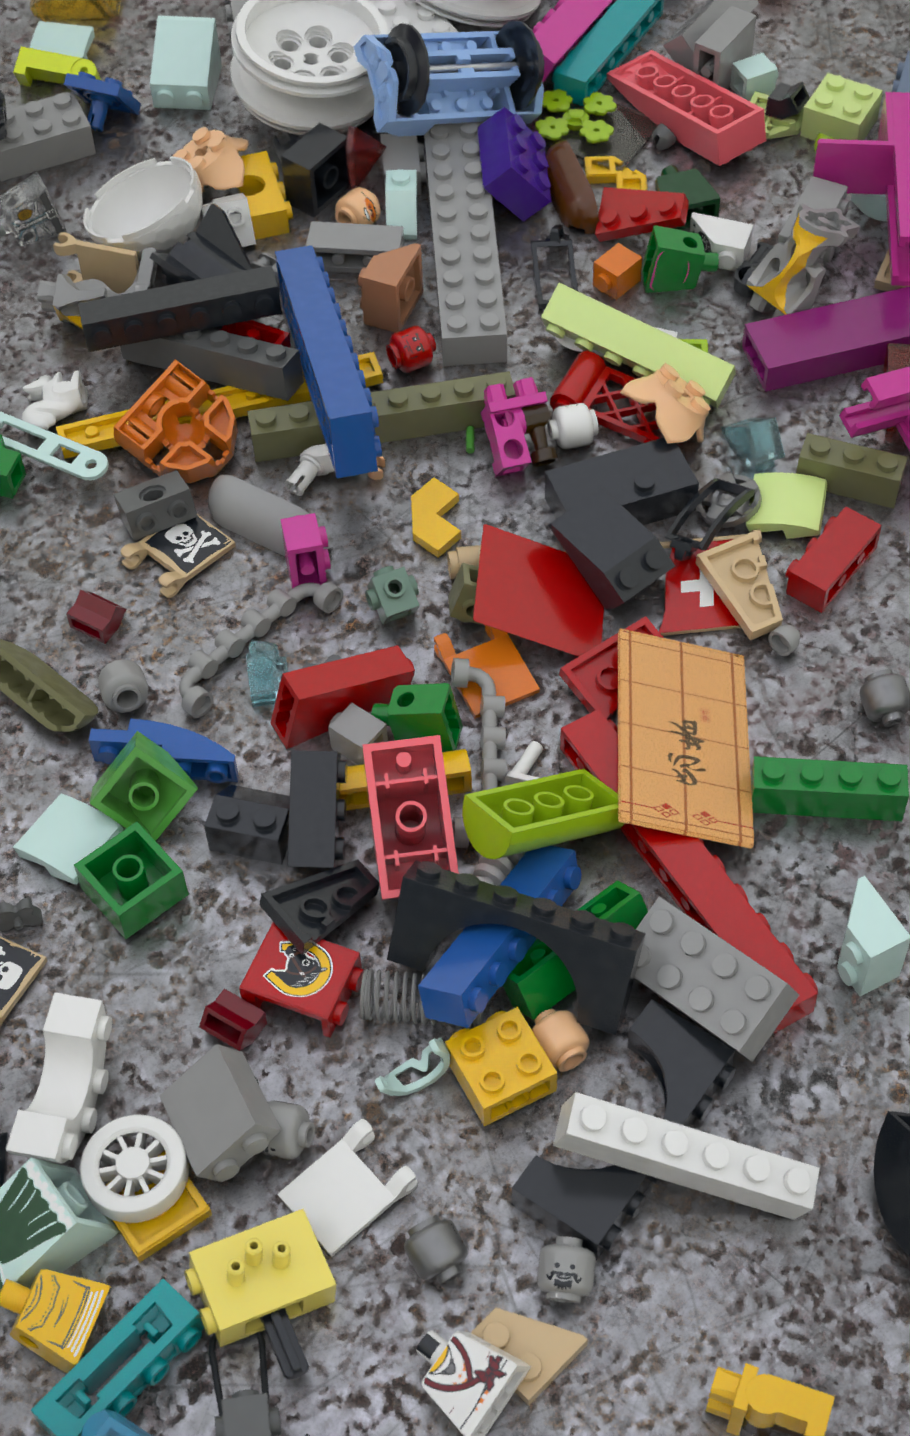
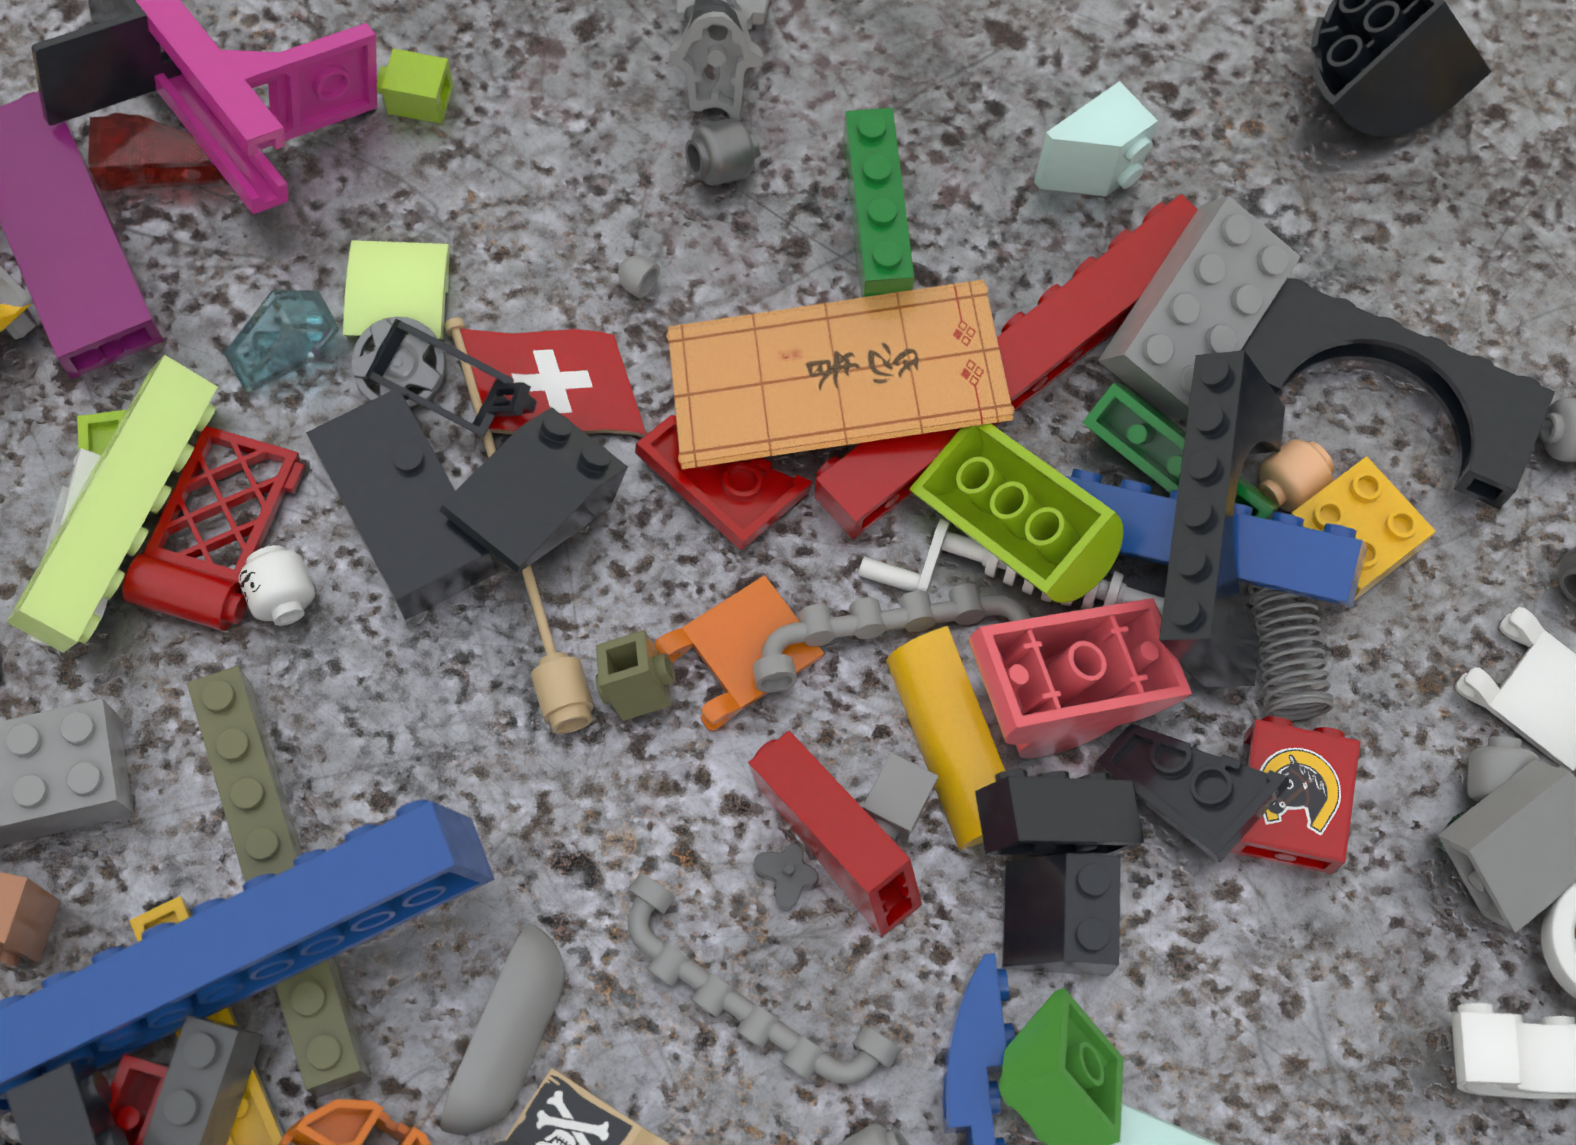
camera: 105 degrees left, 15 degrees up
(131, 879) = (1212, 1056): green brick -> none
(233, 1020) = (1370, 874): dark red piece -> none
(263, 672) = (802, 961): clear light blue piece -> none
(304, 549) = (592, 932): dark pink brick -> none
(317, 462) = (382, 971): white arm -> none
(392, 1086) = (1401, 659): light aqua helmet -> none
(393, 605) = (647, 791): sand green brick -> none
(410, 349) = (121, 859): red head -> none
(422, 712) = (867, 693): green torso -> none
(428, 526) = (490, 774): yellow tile -> none
(469, 439) = (297, 744): bright green piece -> none
(510, 420) = (288, 669): dark pink hips -> none
(535, 593) = (623, 589): red sticker -> none
(678, 403) = (238, 432): light nougat brick -> none
(686, 1156) = (1442, 308): white brick -> none
(742, 583) = (555, 331): tan wing -> none
(832, 559) = (495, 224): red brick -> none
(853, 469) = (332, 208): olive brick -> none

